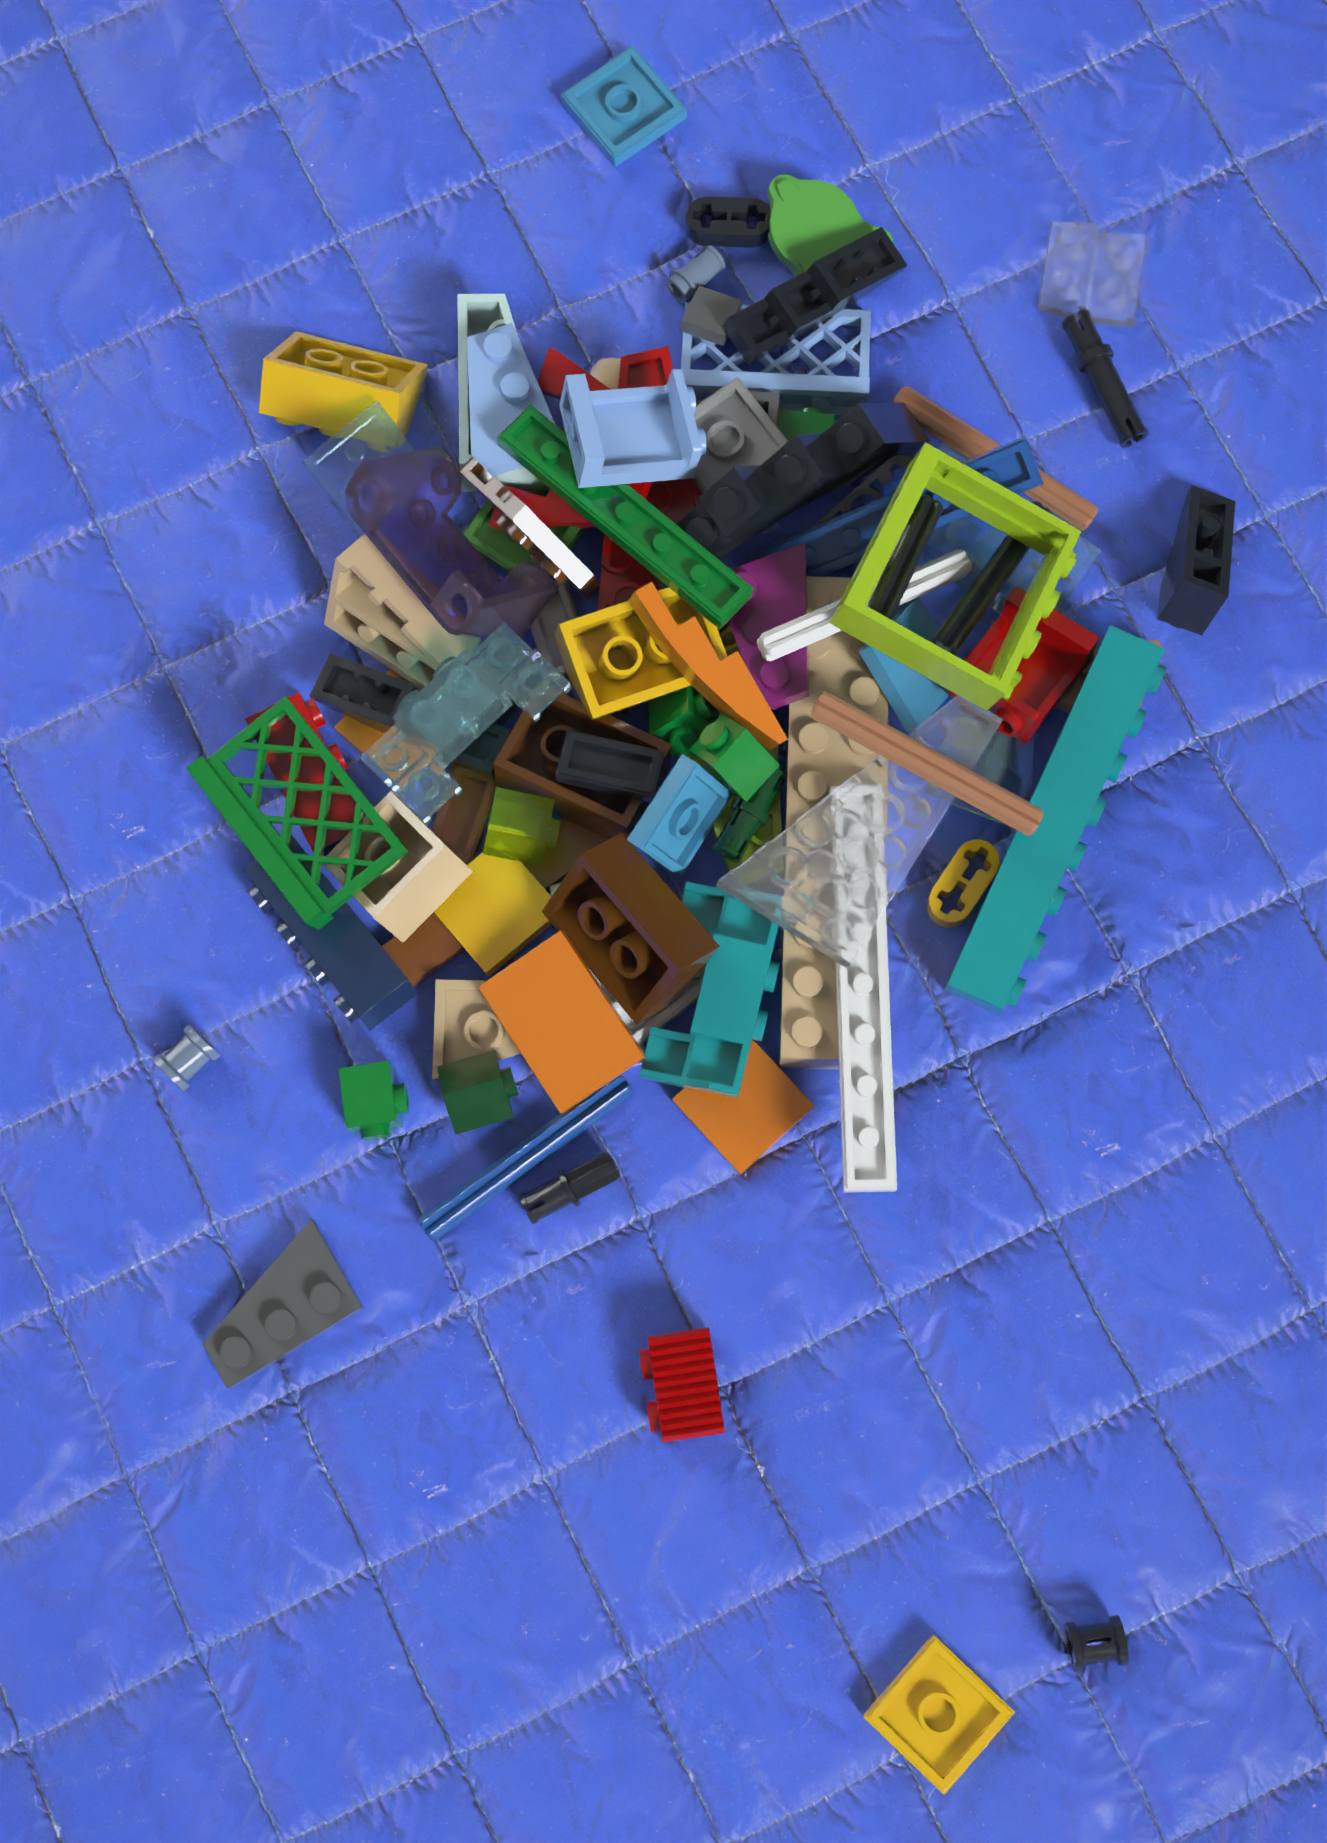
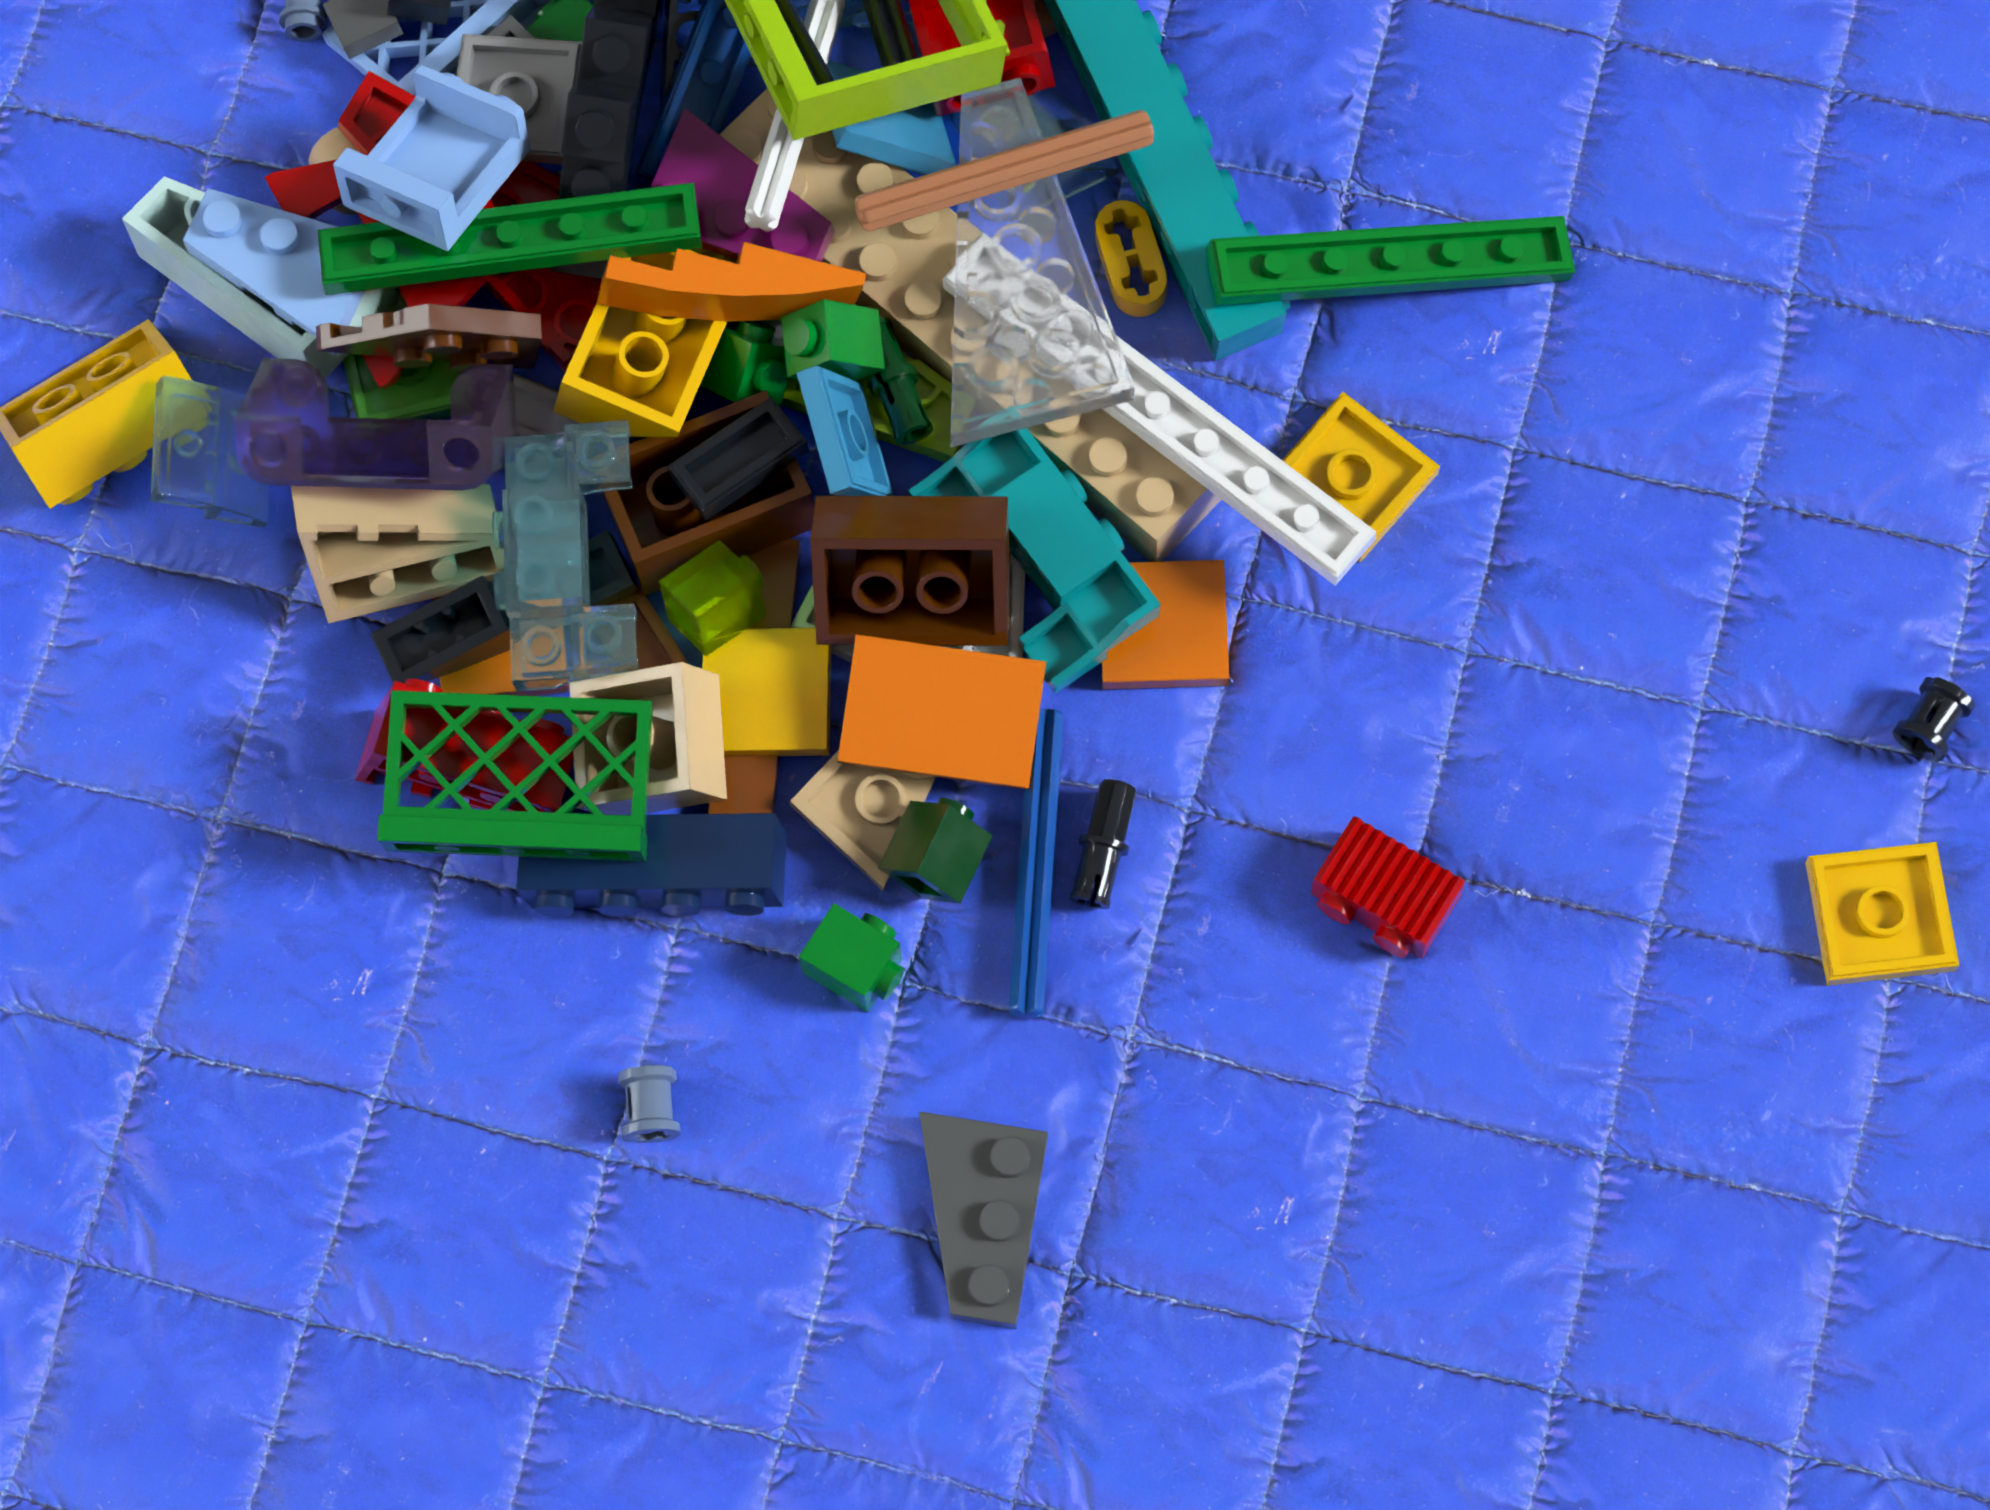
camera: 50 degrees left, 5 degrees down
(943, 1136) = (1362, 465): none -> yellow tile
(1098, 1043) = (1389, 260): none -> green tile

